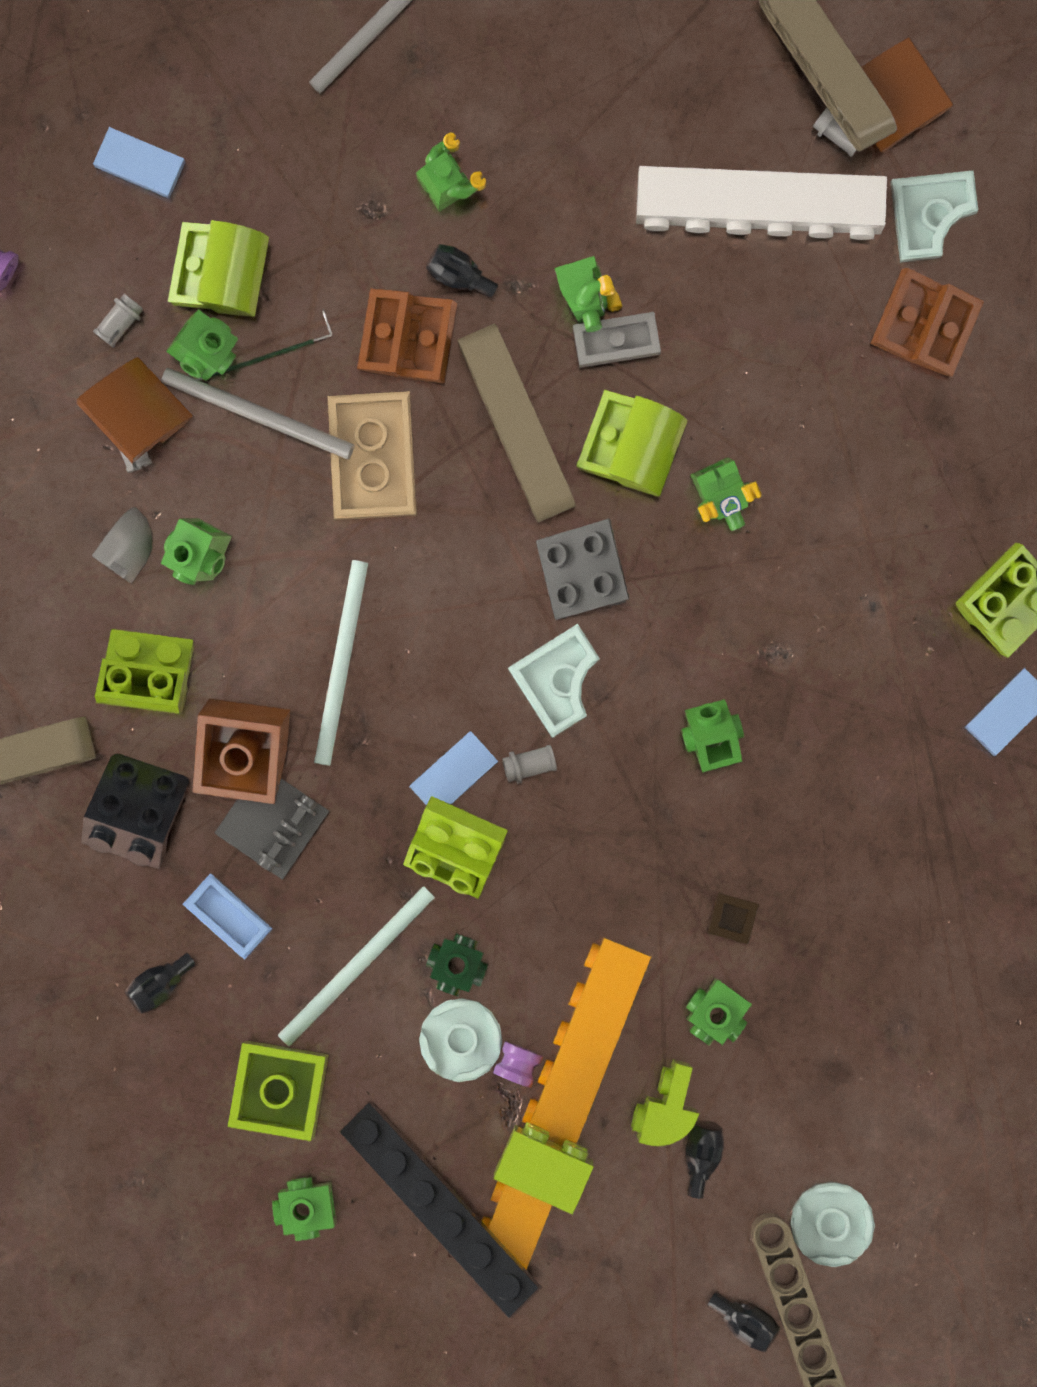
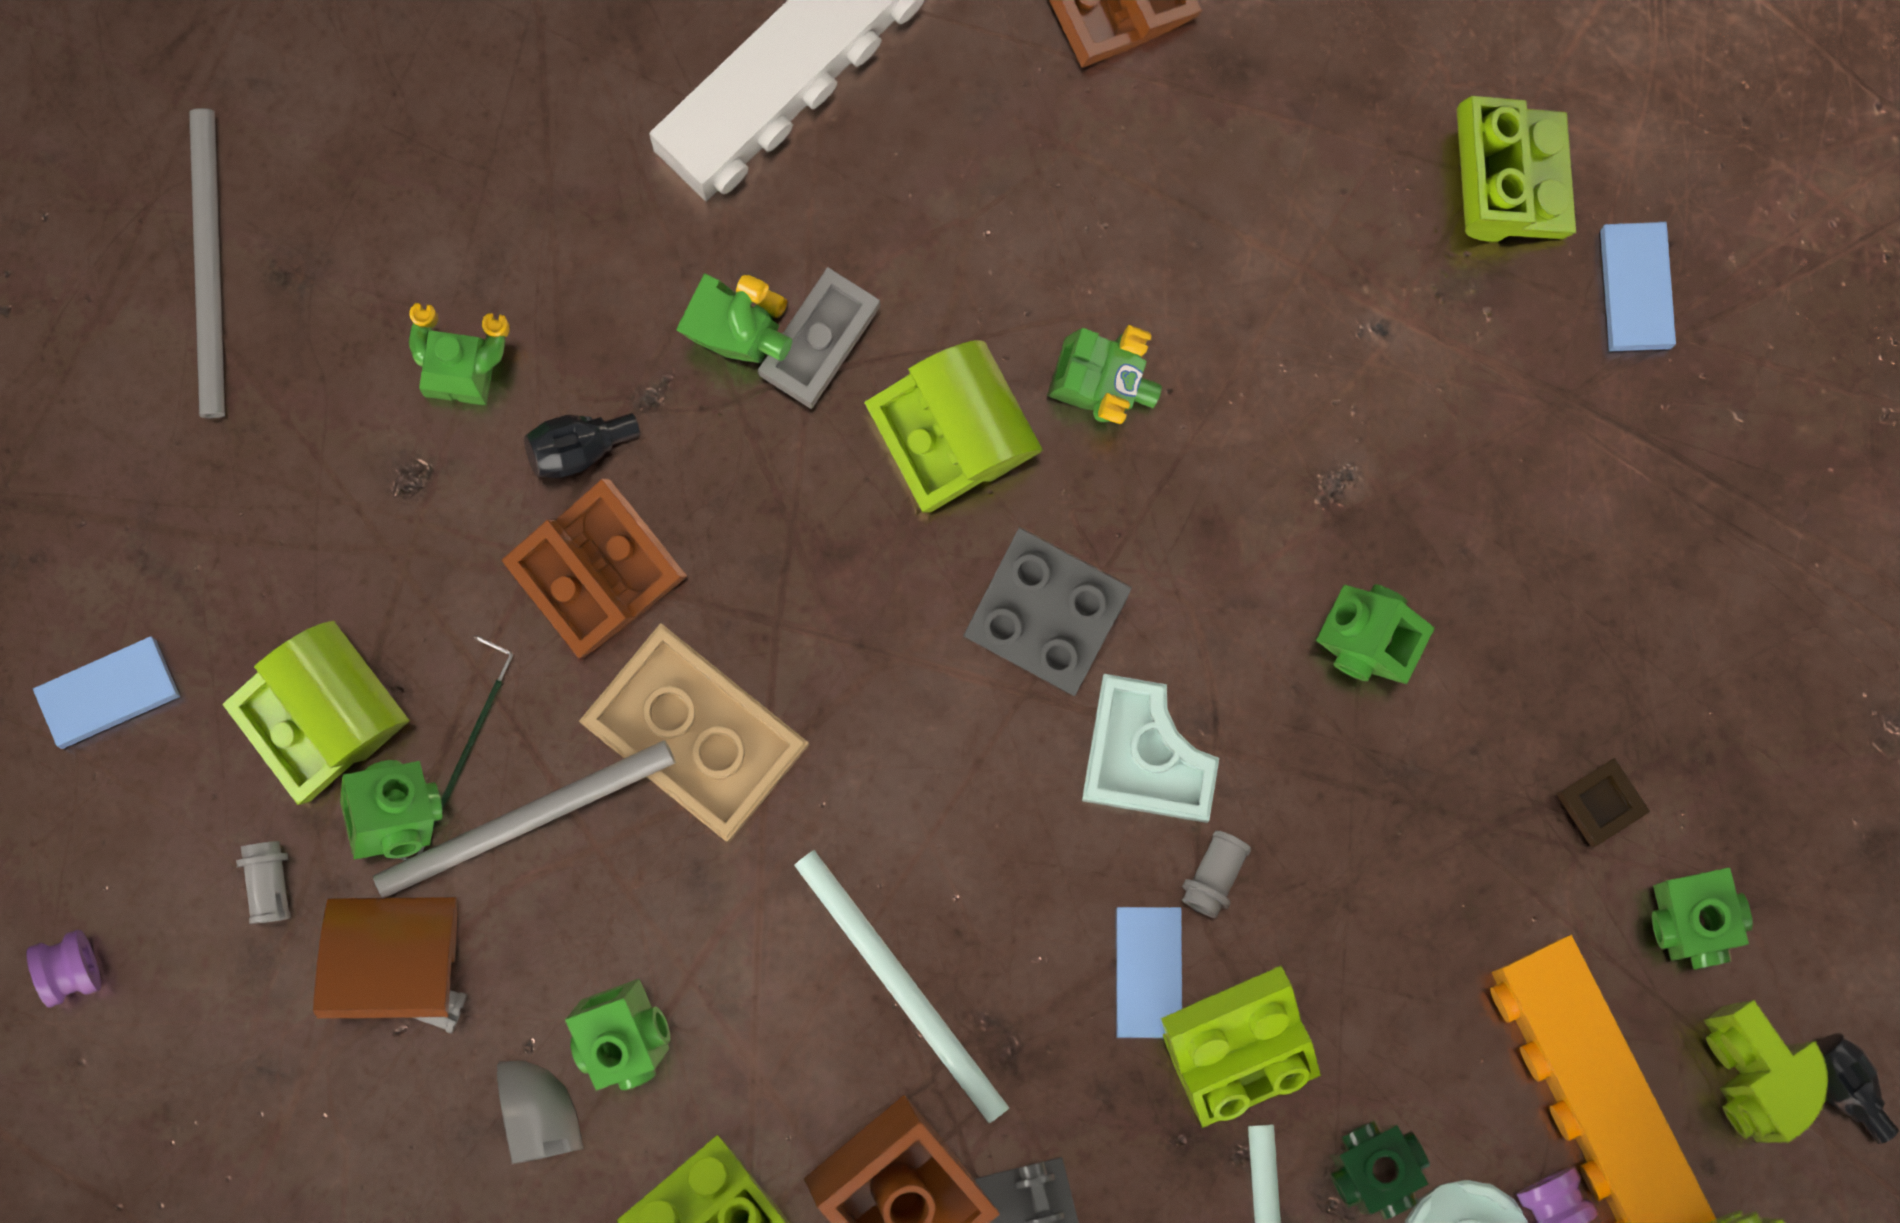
camera: 55 degrees left, 5 degrees down
(516, 423) = (810, 534): dark tan beam -> none

